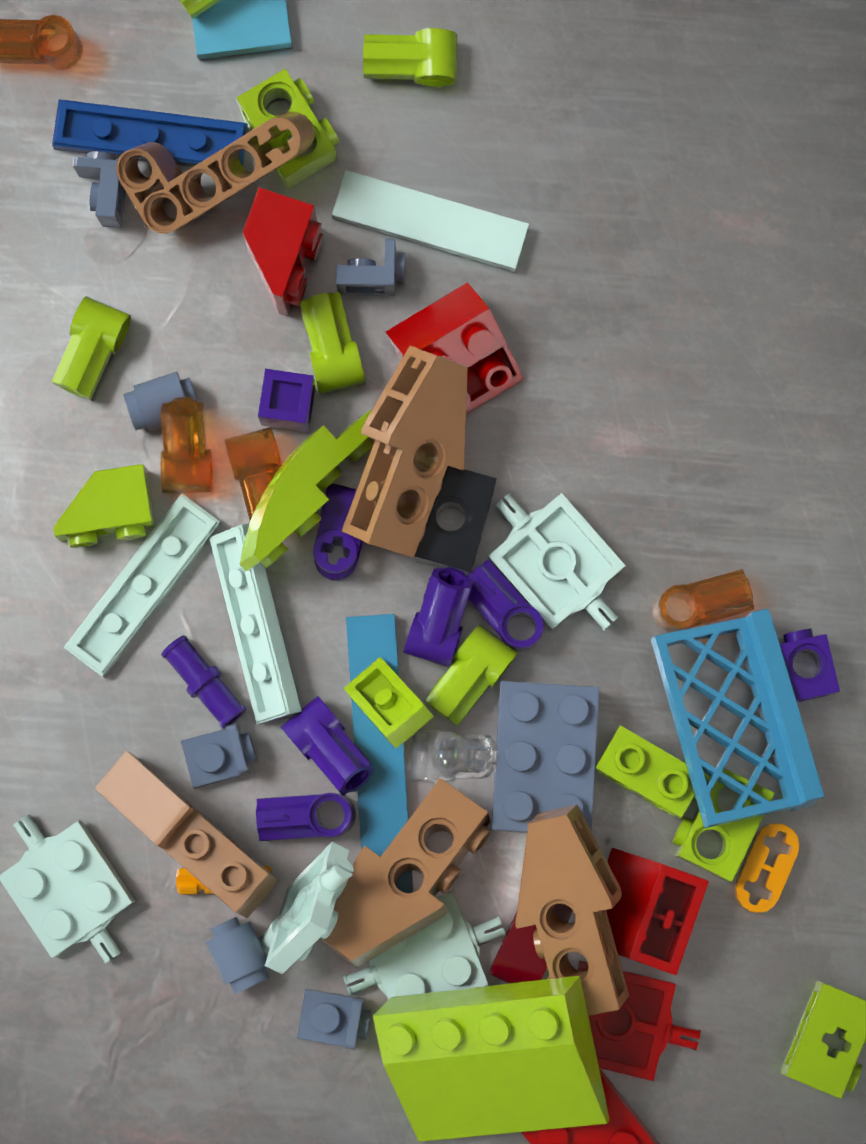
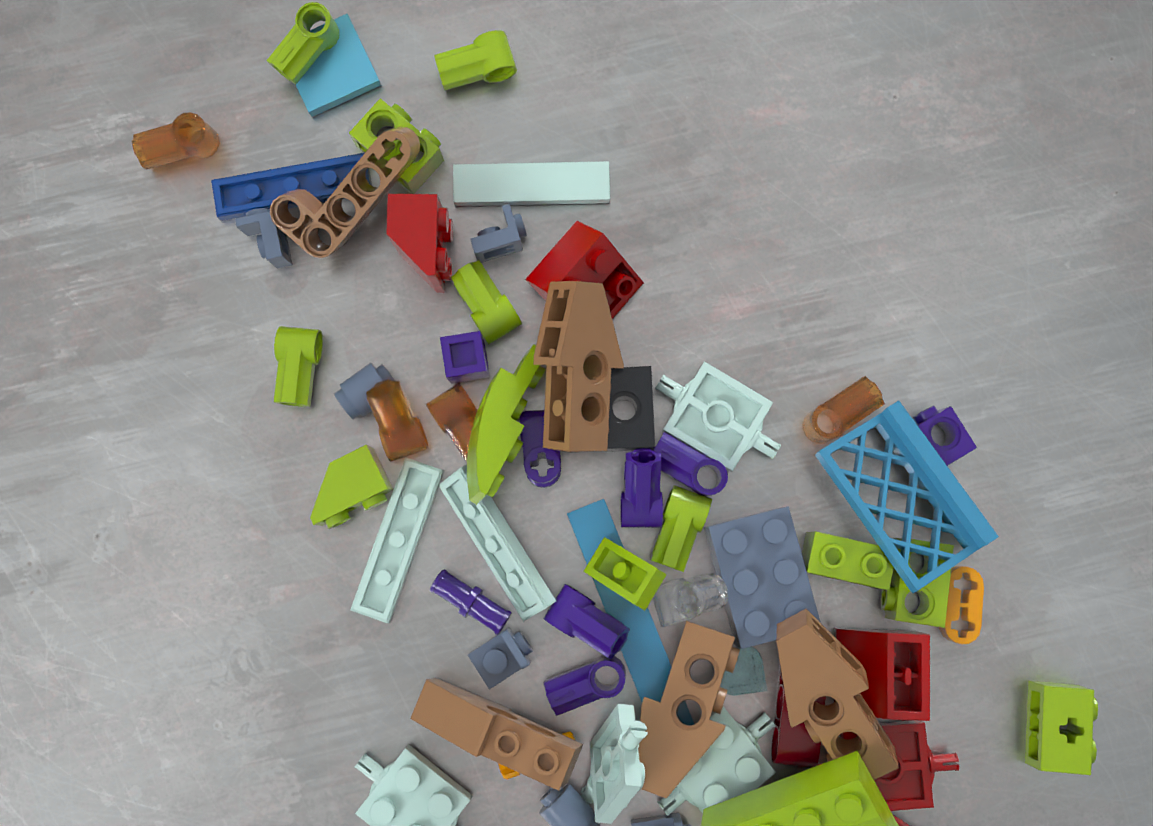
camera: 20 degrees left, 0 degrees up
(491, 865) = (747, 675): none -> clear light blue tile

